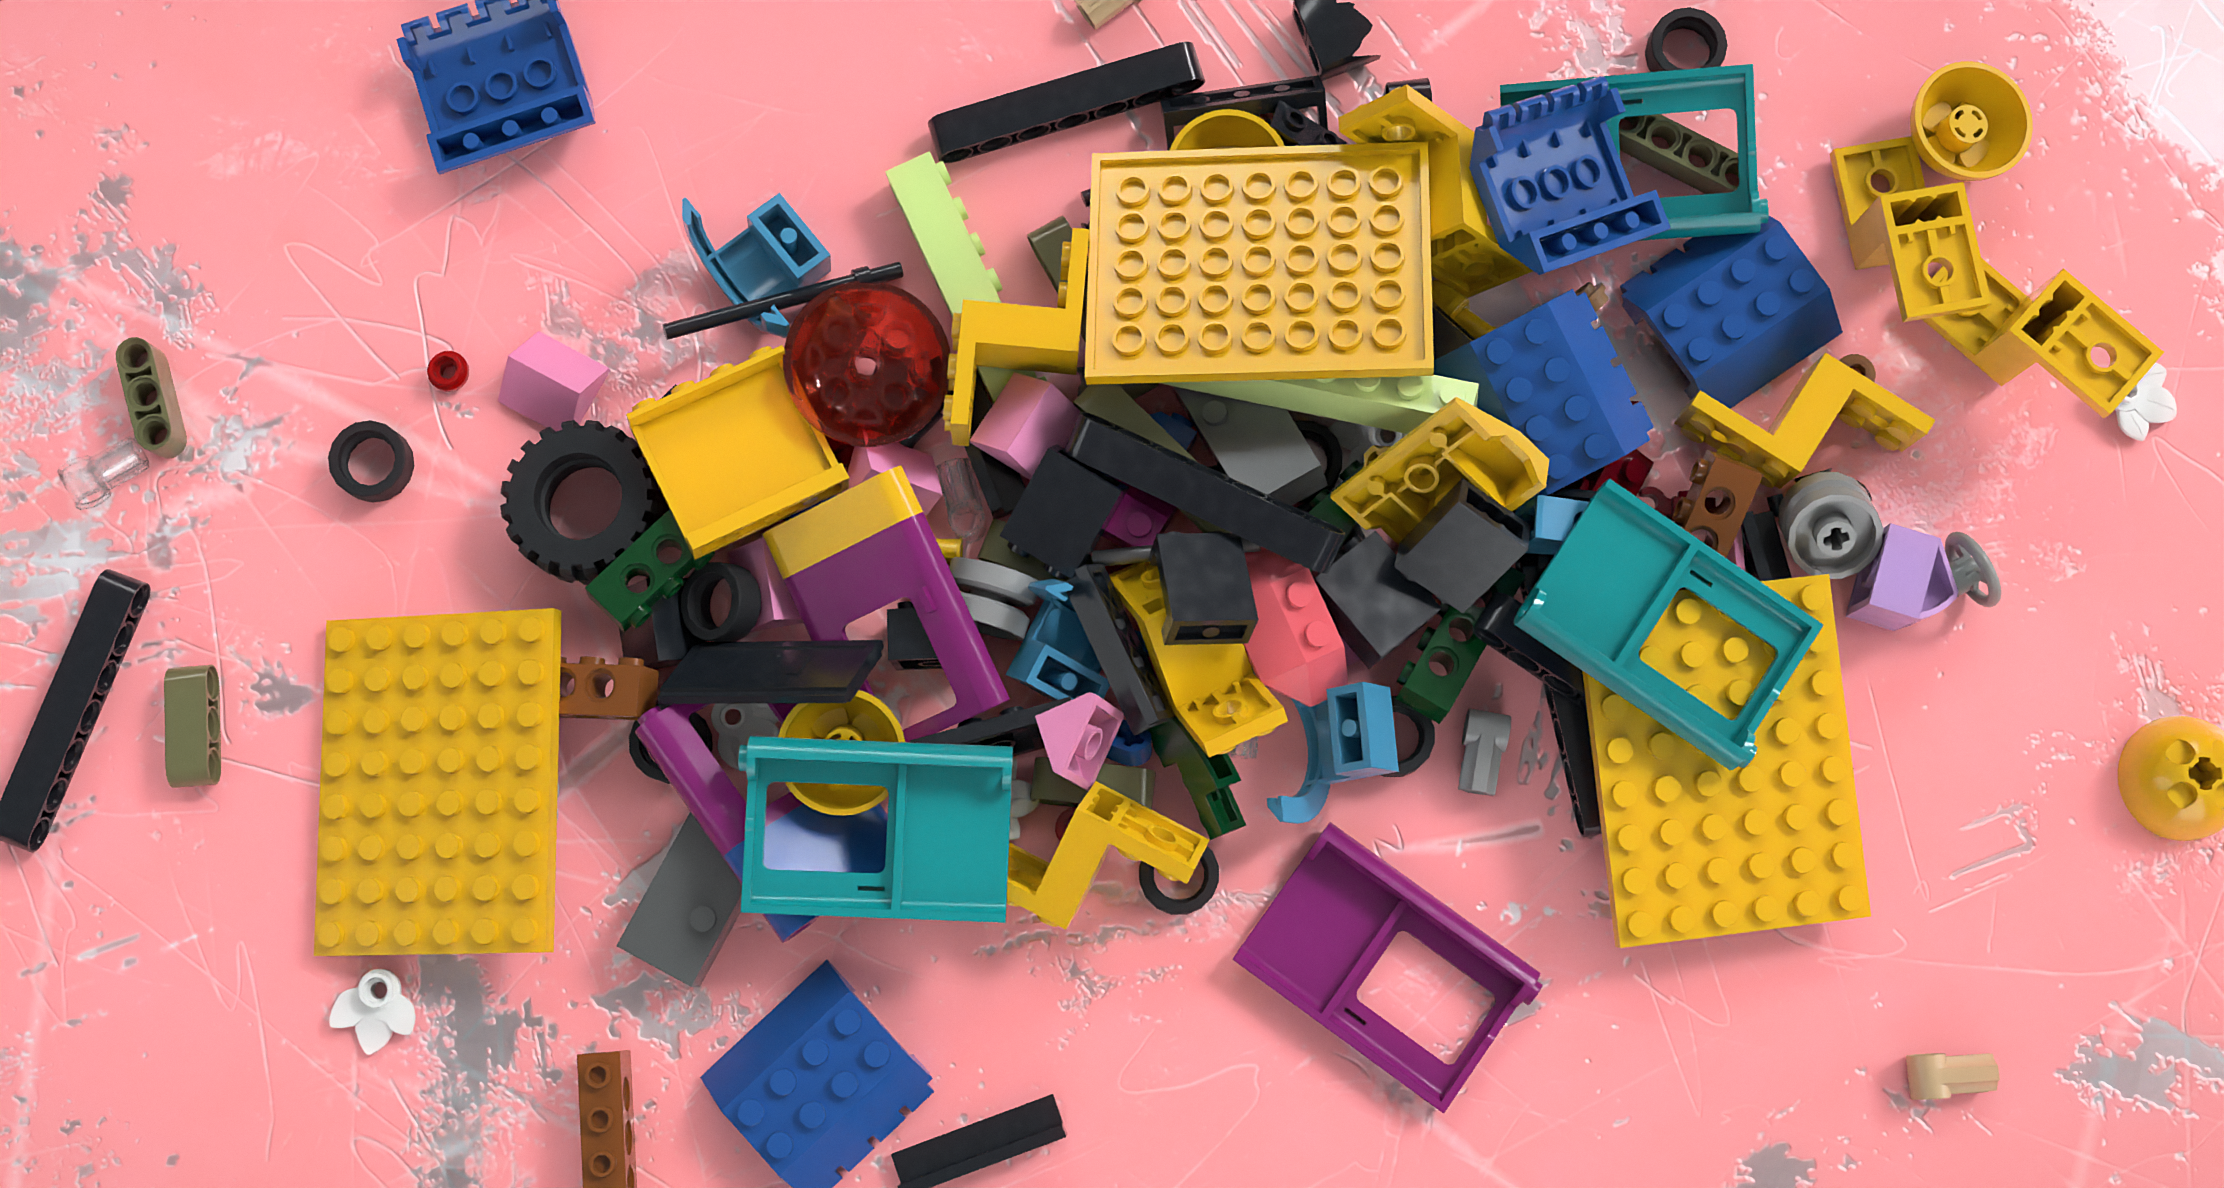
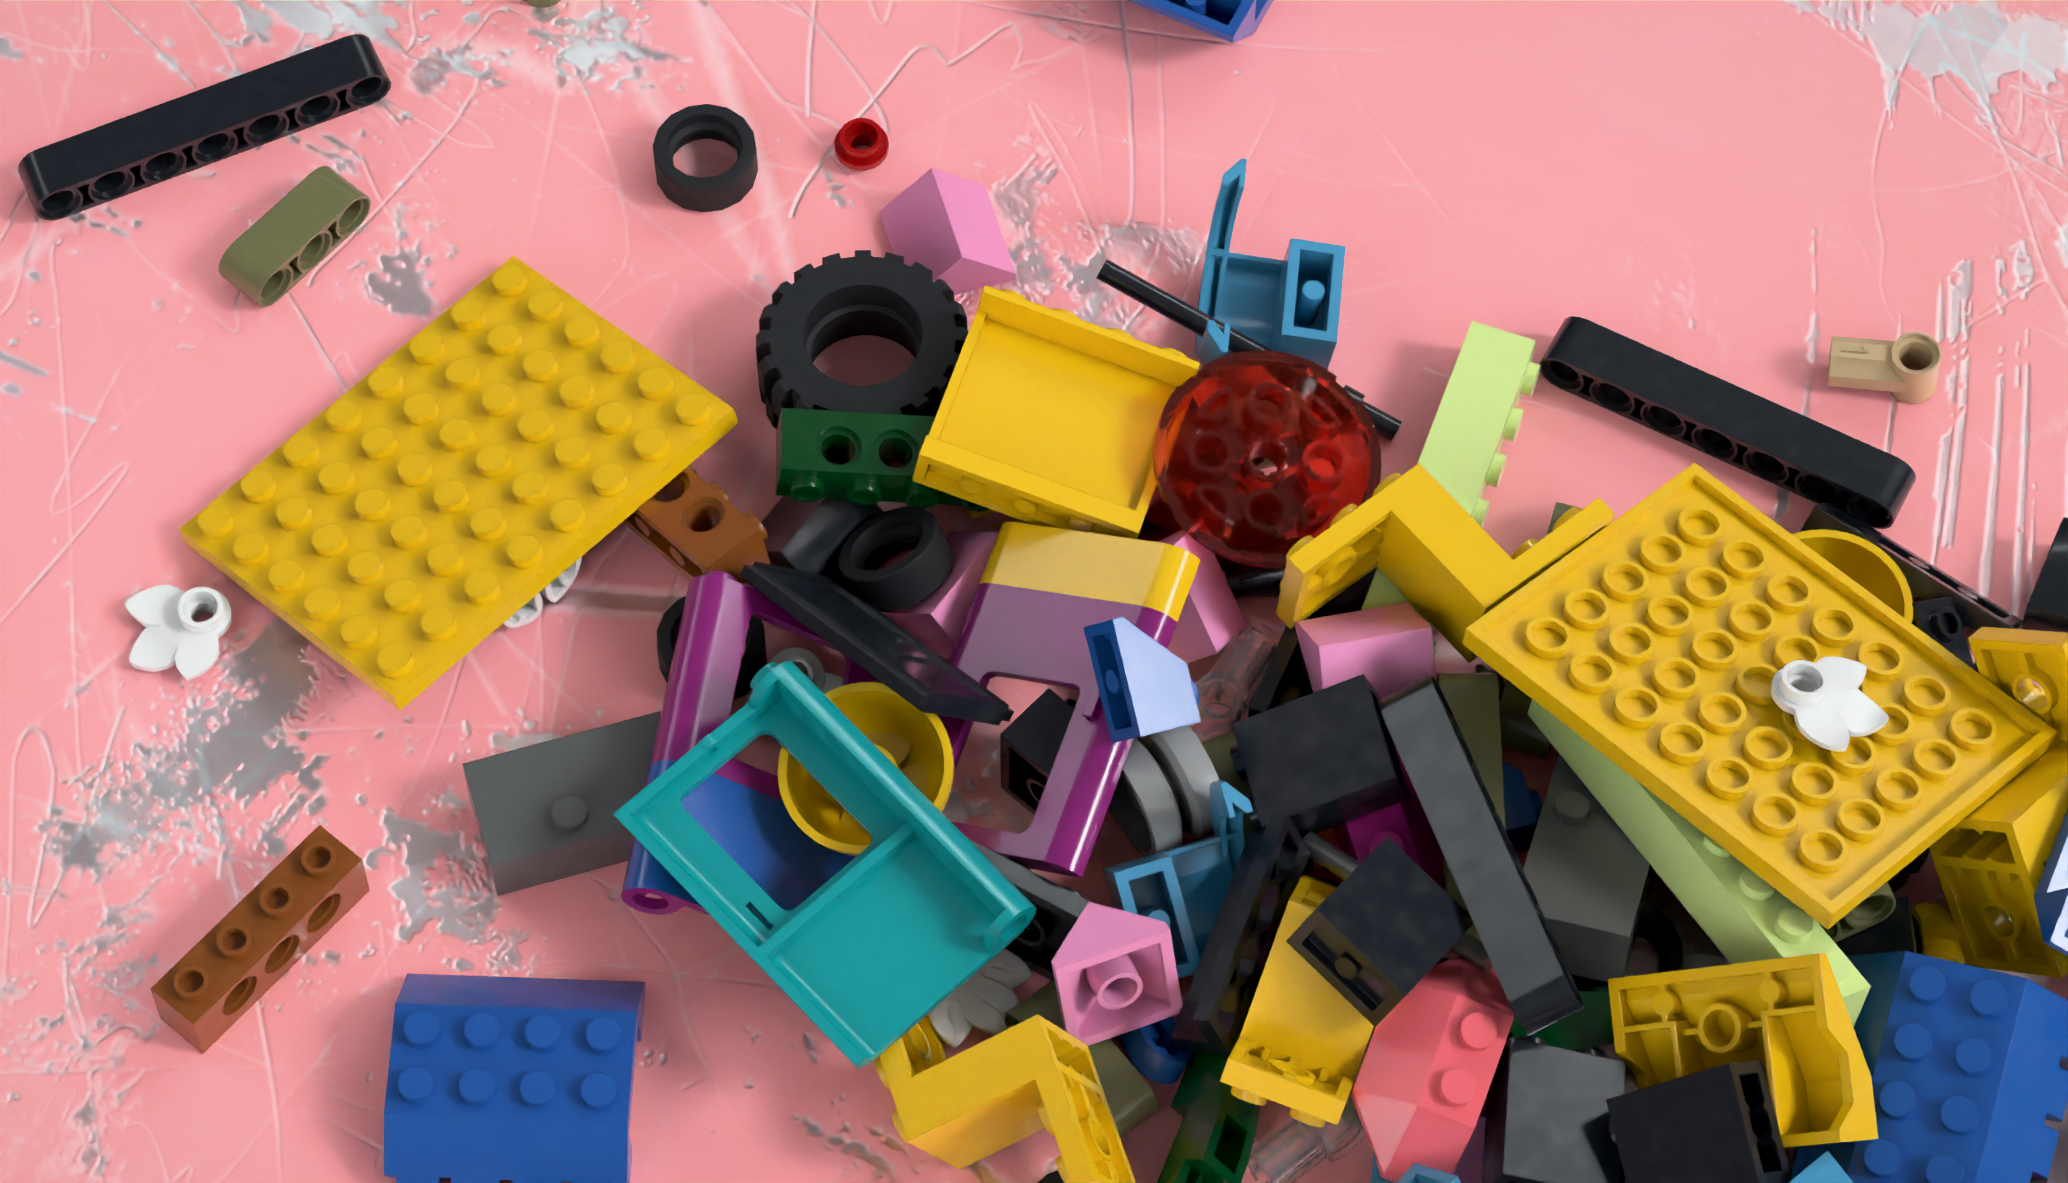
camera: 40 degrees right, 20 degrees down
(946, 572) = (1139, 681): none -> slope
(1311, 236) = (1827, 701): none -> white plate

